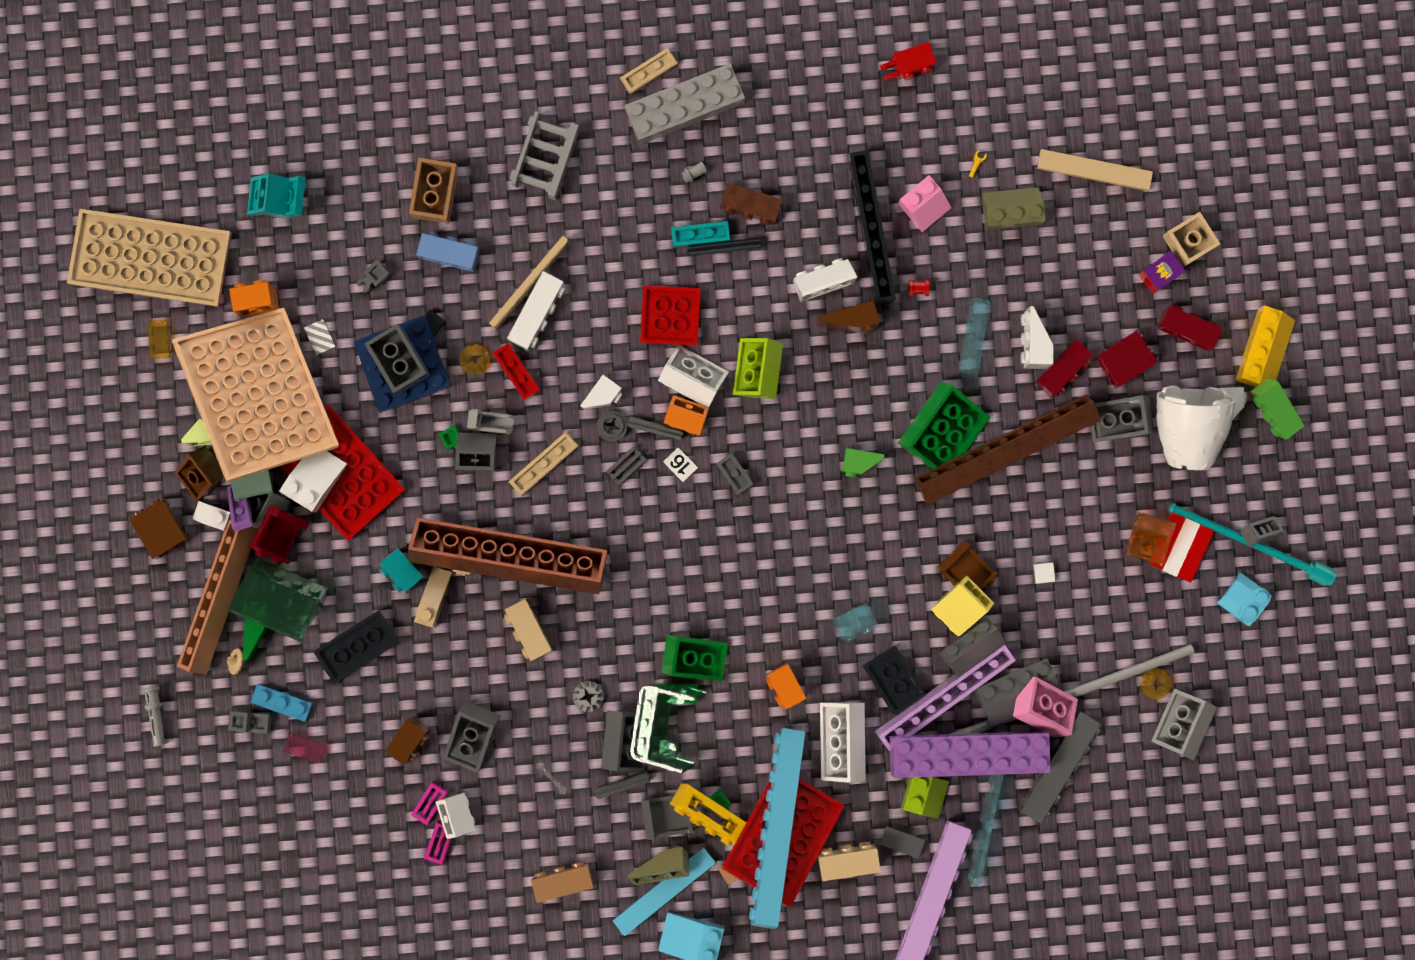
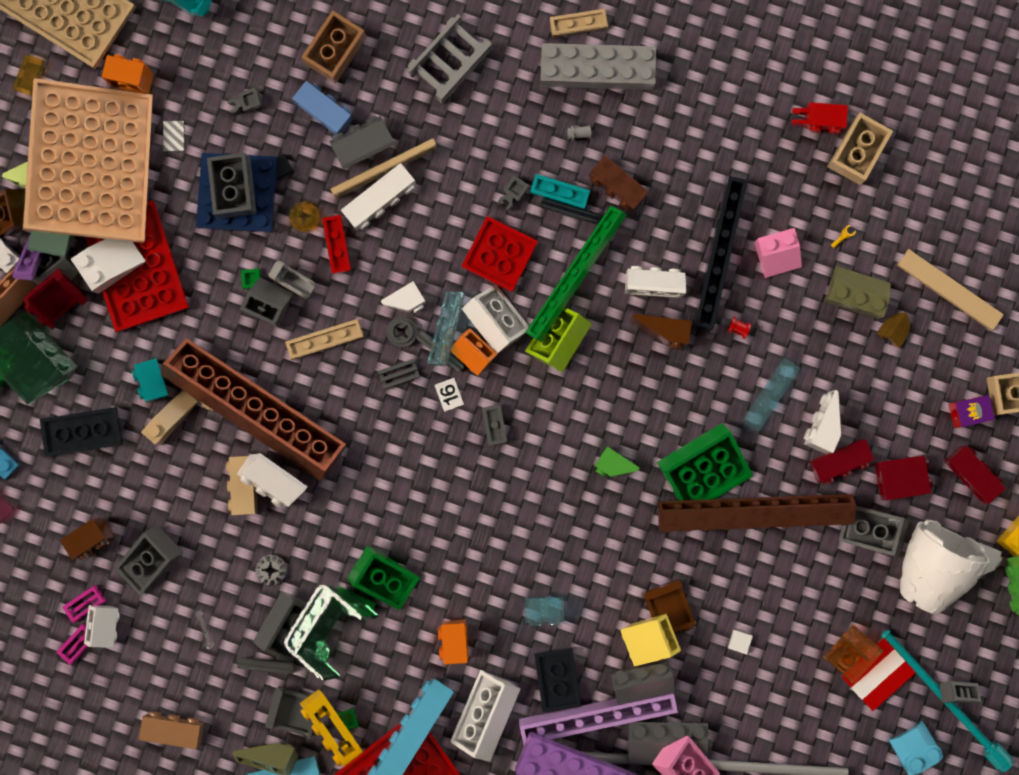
camera: 30 degrees right, 0 degrees up
(498, 267) = (361, 141): none -> dark grey slope
(553, 612) = (270, 480): none -> white slope
(651, 405) = (446, 329): none -> clear light blue plate
(658, 251) = (514, 191): none -> dark grey plate
(748, 303) = (576, 273): none -> green plate
(957, 76) = (860, 148): none -> tan brick
(1061, 227) = (895, 329): none -> pearl gold brick

